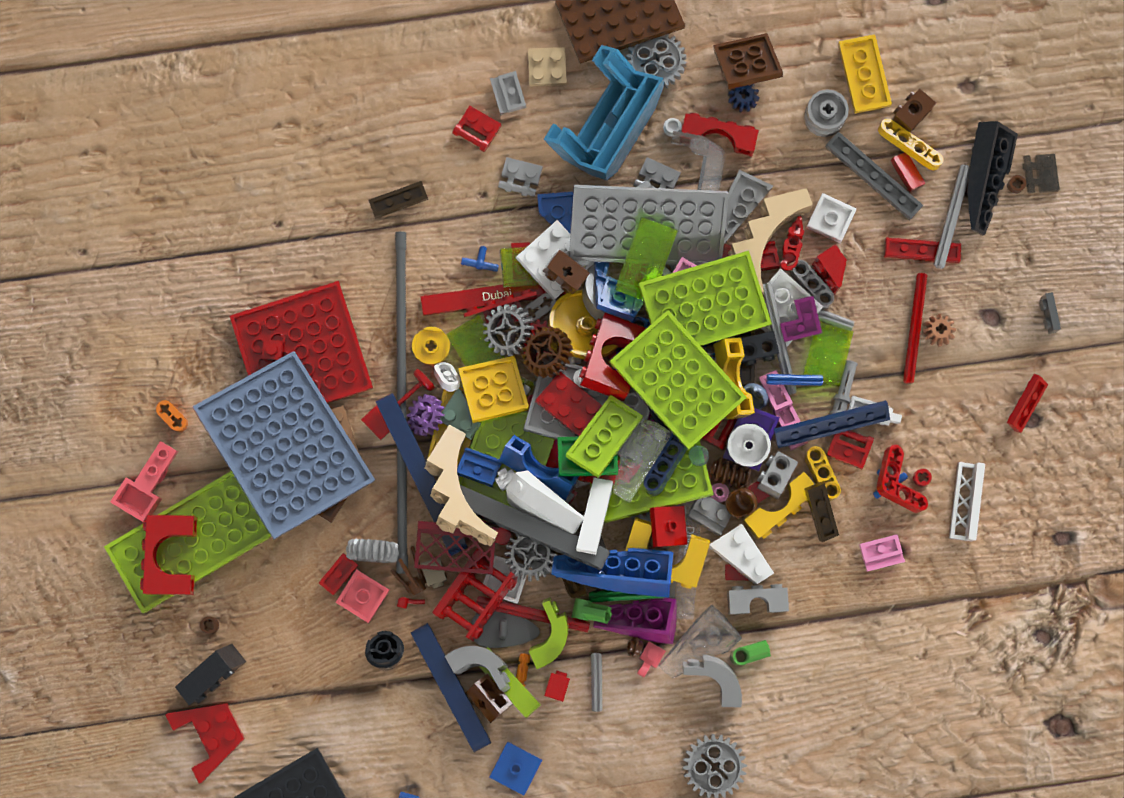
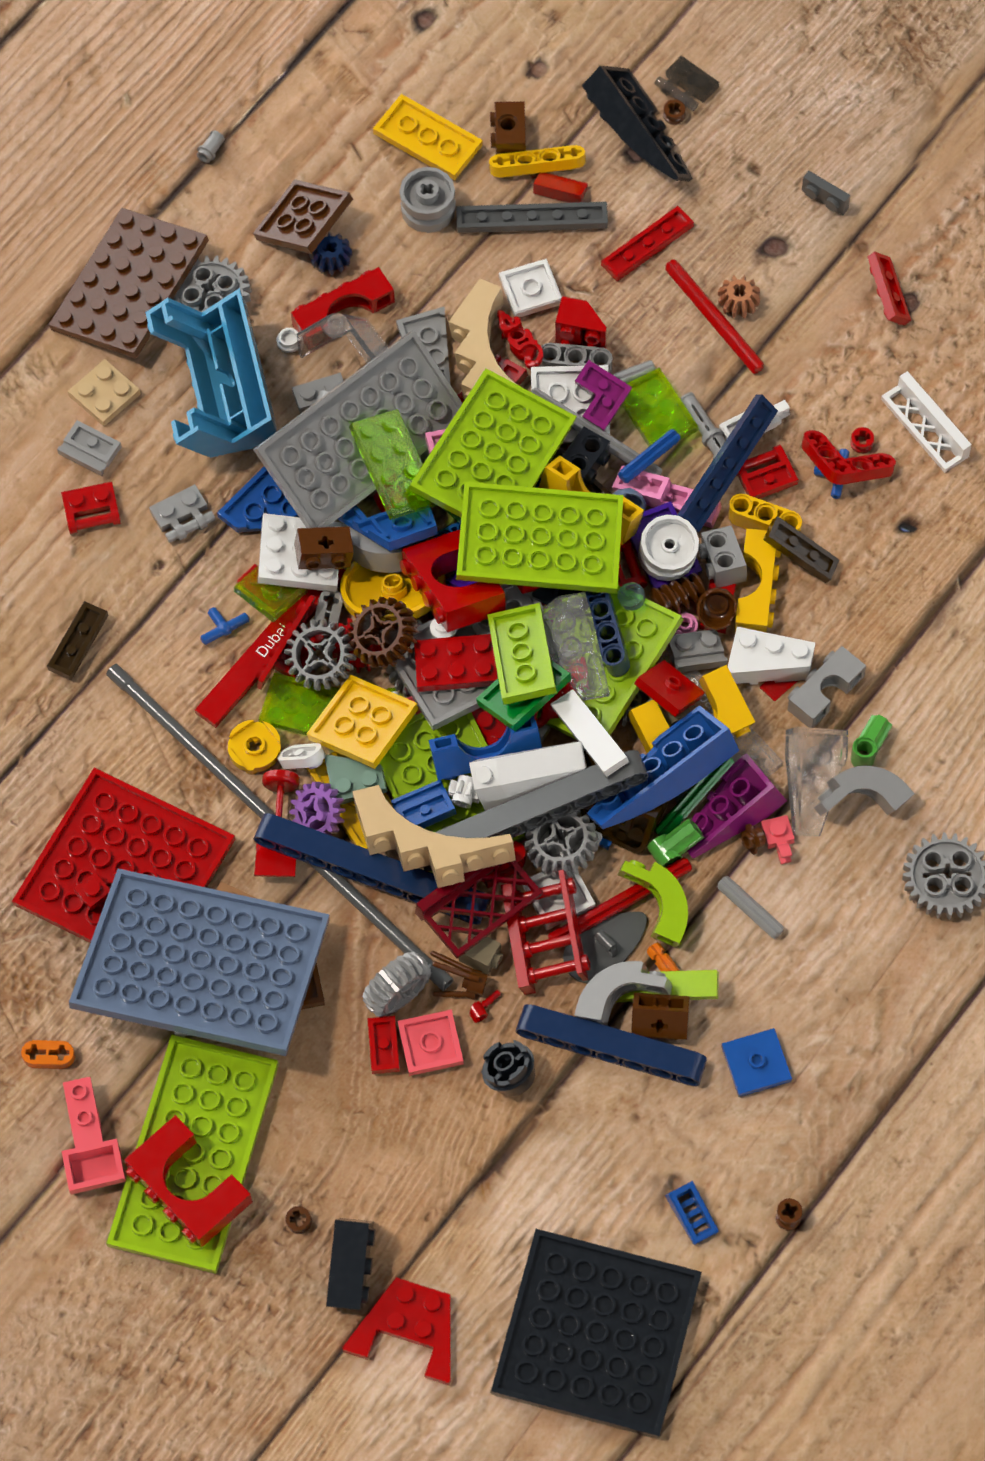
camera: 40 degrees left, 15 degrees down
(557, 686) = (717, 940): red brick -> none
(881, 553) = (896, 539): bright pink plate -> none
(952, 216) = (644, 189): light grey axle -> none

